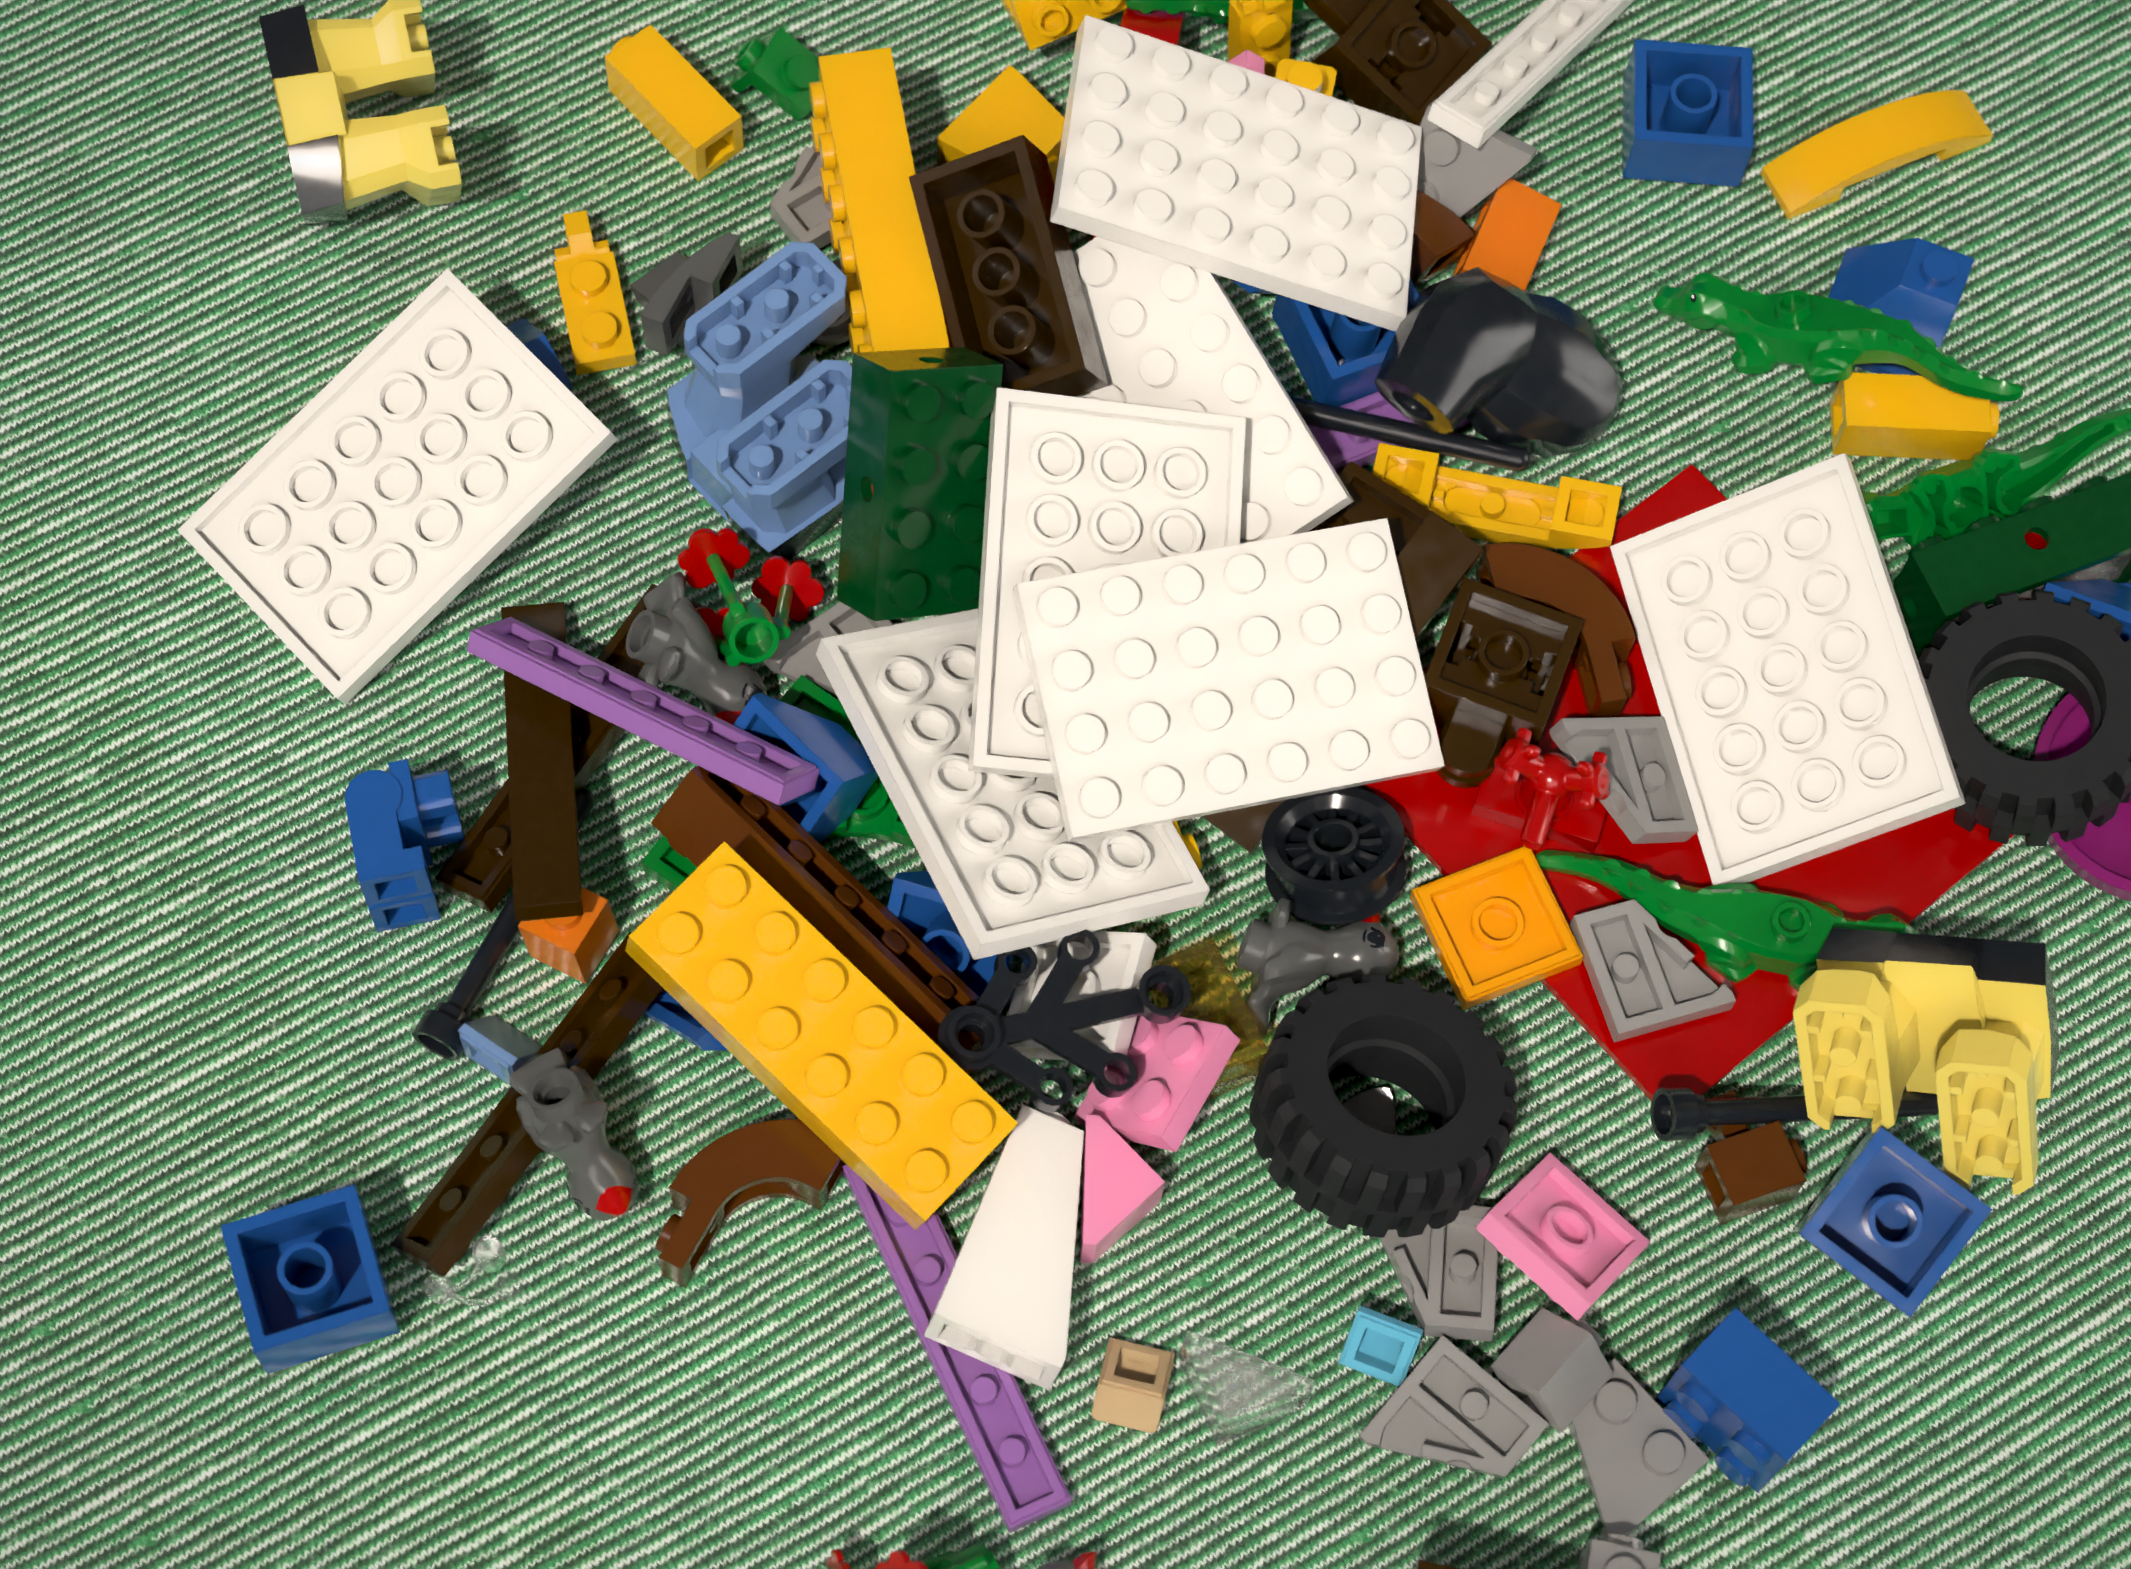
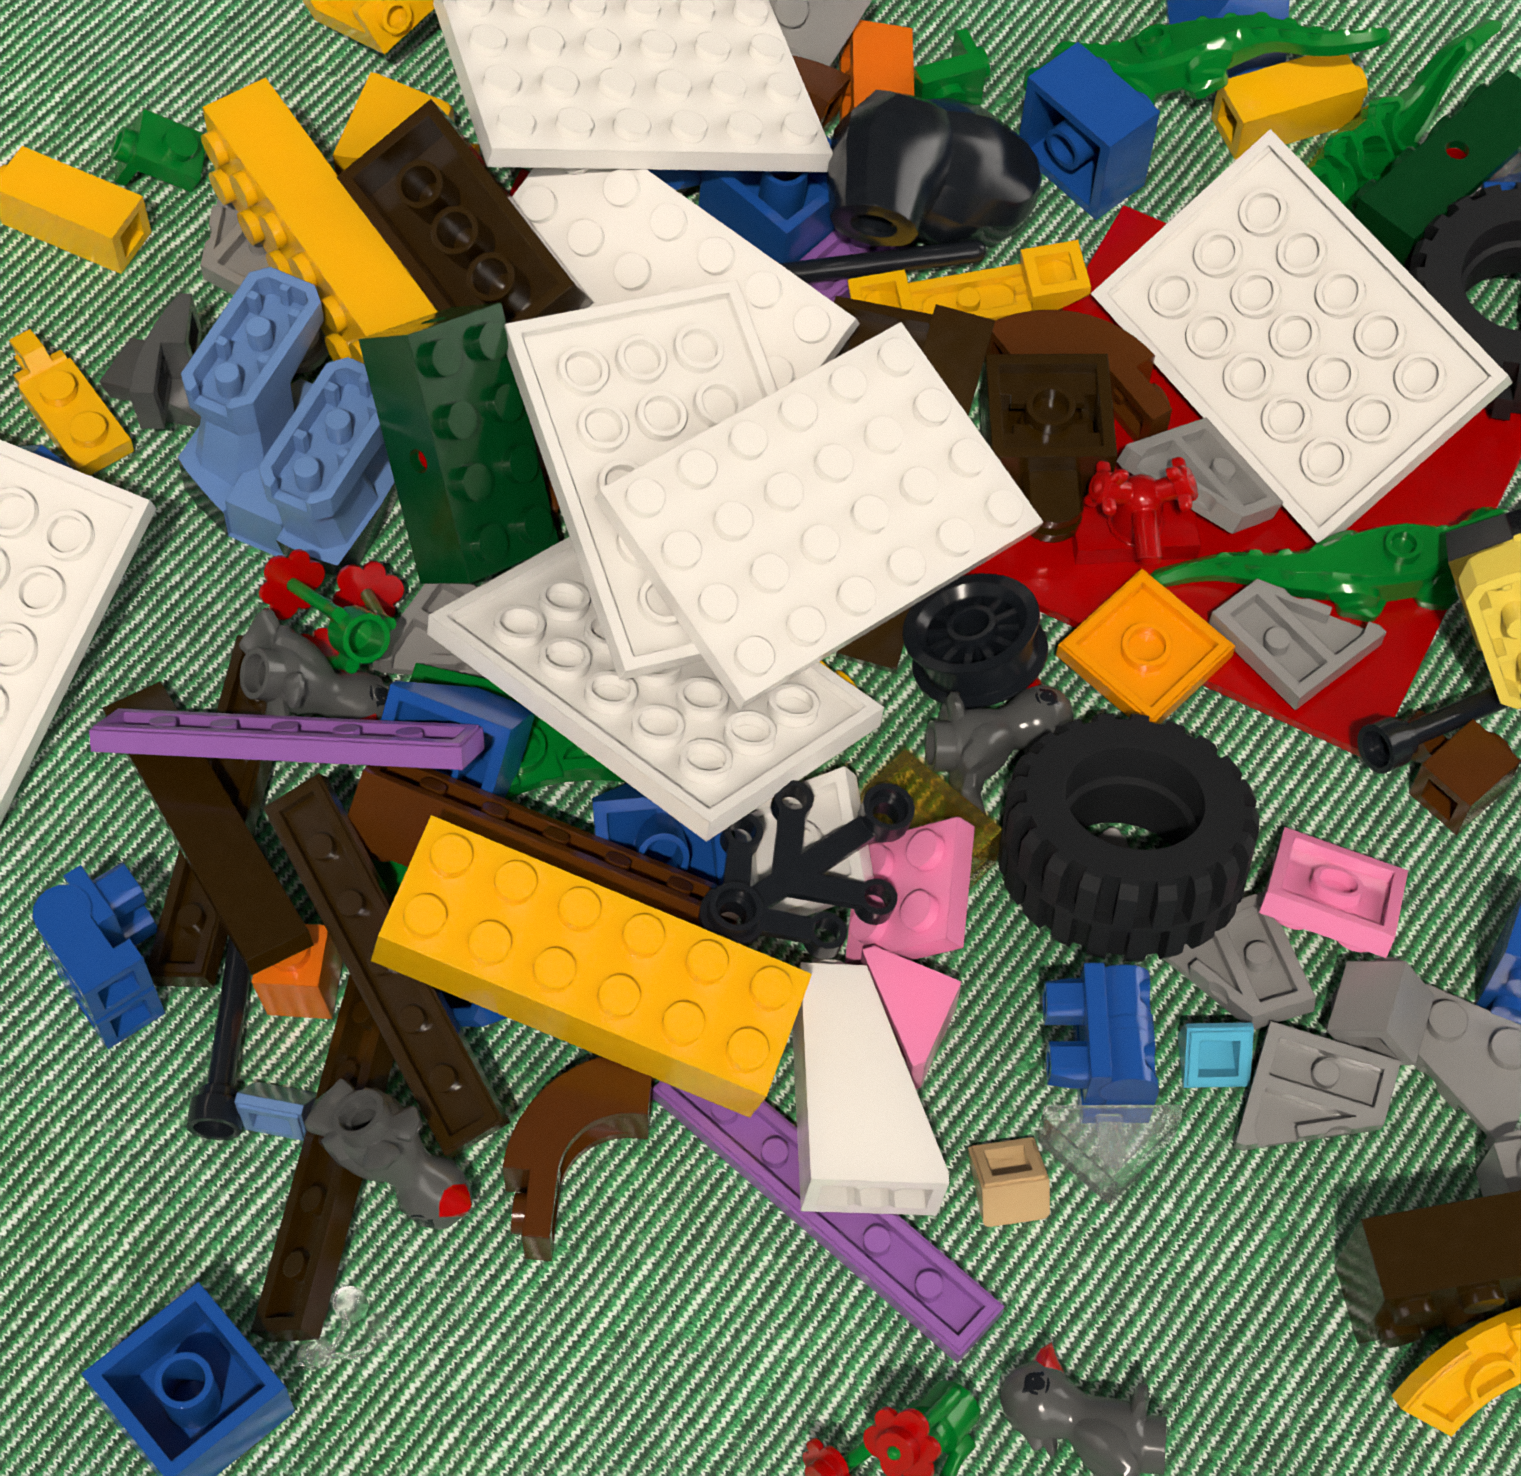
camera: 20 degrees left, 5 degrees down
(643, 1014) = (406, 1011): none -> dark brown tile
(1283, 1291) = (1111, 1032): none -> blue hips
(1578, 274) = (955, 77): none -> green bracket
(1685, 376) = (1088, 129): none -> blue brick

